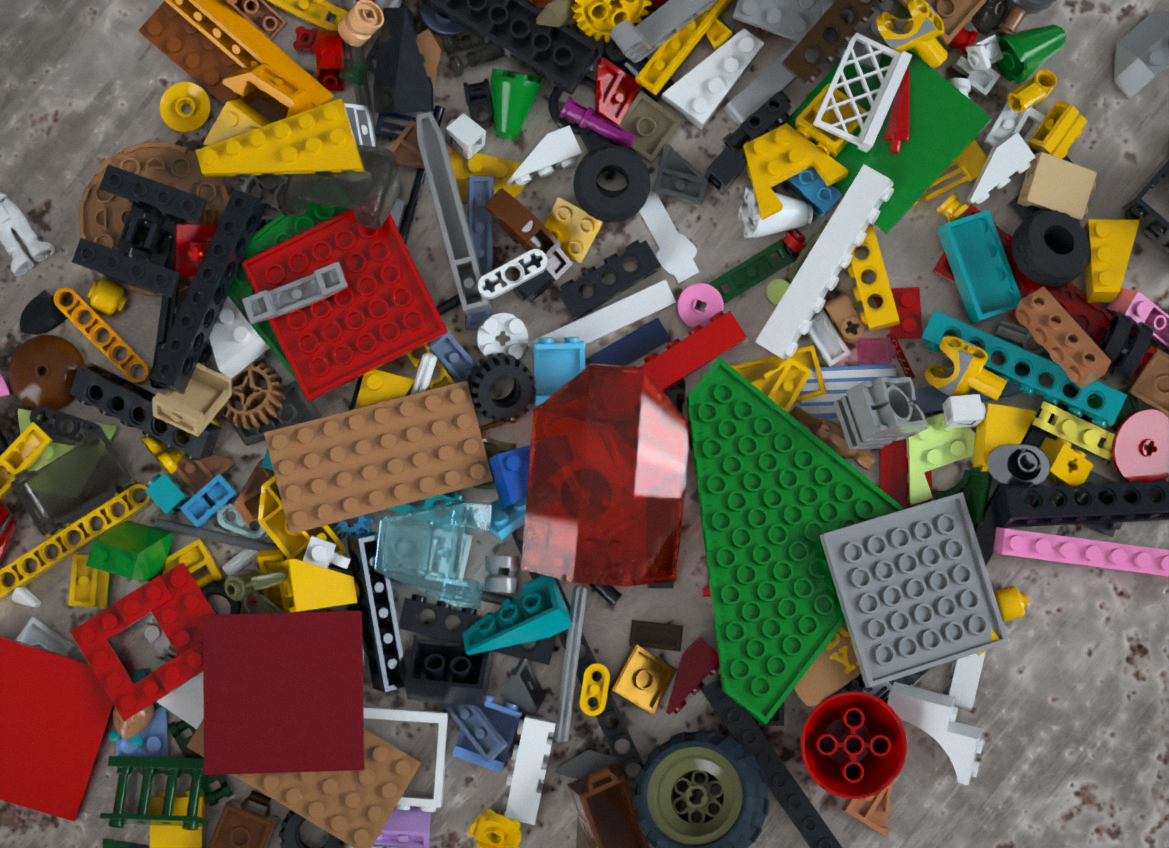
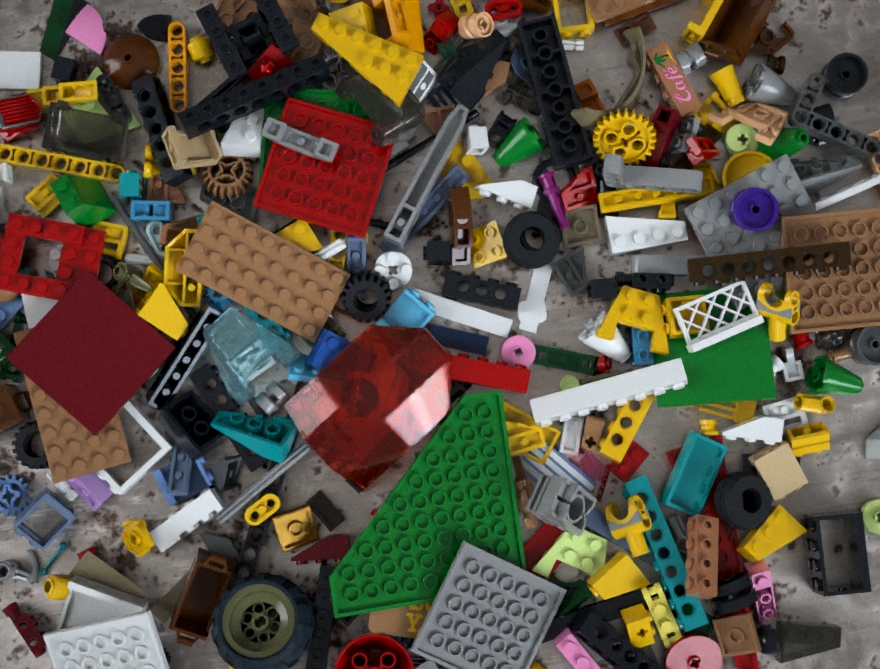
camera: 40 degrees right, 0 degrees up
(321, 553) = (183, 296): white plate -> none
(526, 258) = (441, 248): white beam -> none
(607, 592) = (321, 466): black pin -> none
(898, 123) = (724, 350): red bar -> none
(963, 411) = (609, 546): white brick -> none
(984, 53) = (806, 357): white bracket -> none
(1018, 464) = (612, 604): piece -> none

